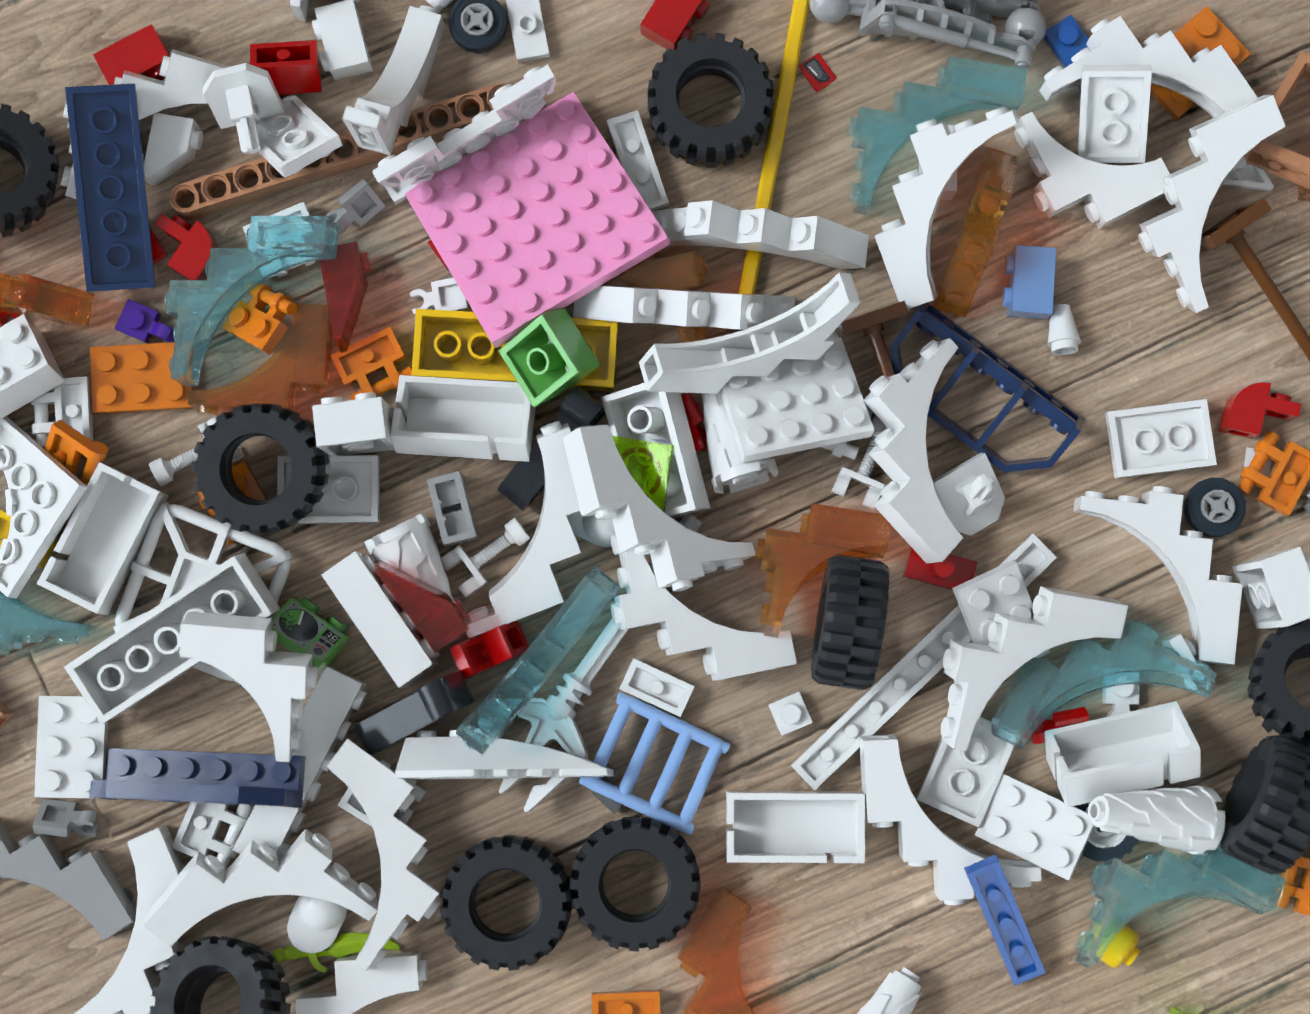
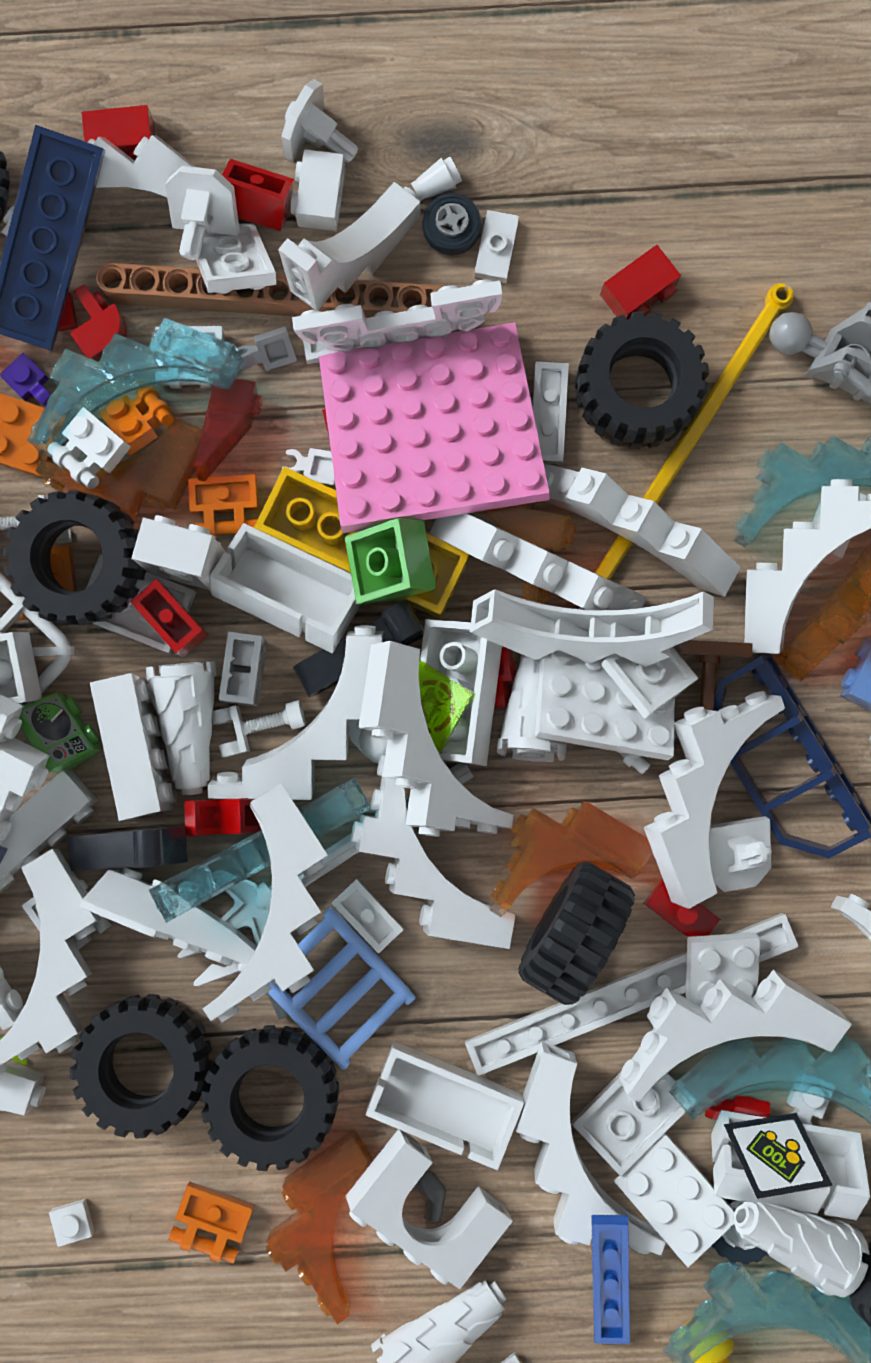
camera: 20 degrees right, 0 degrees up
(170, 146) = (119, 226): white slope -> none
(234, 353) = (96, 440): none -> white plate
(368, 488) = (169, 618): none -> red brick
(428, 607) = (177, 753): clear red slope -> none
(592, 747) = (278, 957): none -> white arch
(790, 713) = (484, 991): white plate -> none
(815, 910) = (434, 1192): none -> dark grey arm
(817, 72) = (751, 395): sticker -> none
(829, 374) = (651, 685): none -> white plate
(852, 954) = (448, 1250): none -> white arch
(862, 475) = (644, 792): white bar -> none
(1106, 747) = (777, 1155): none -> sticker

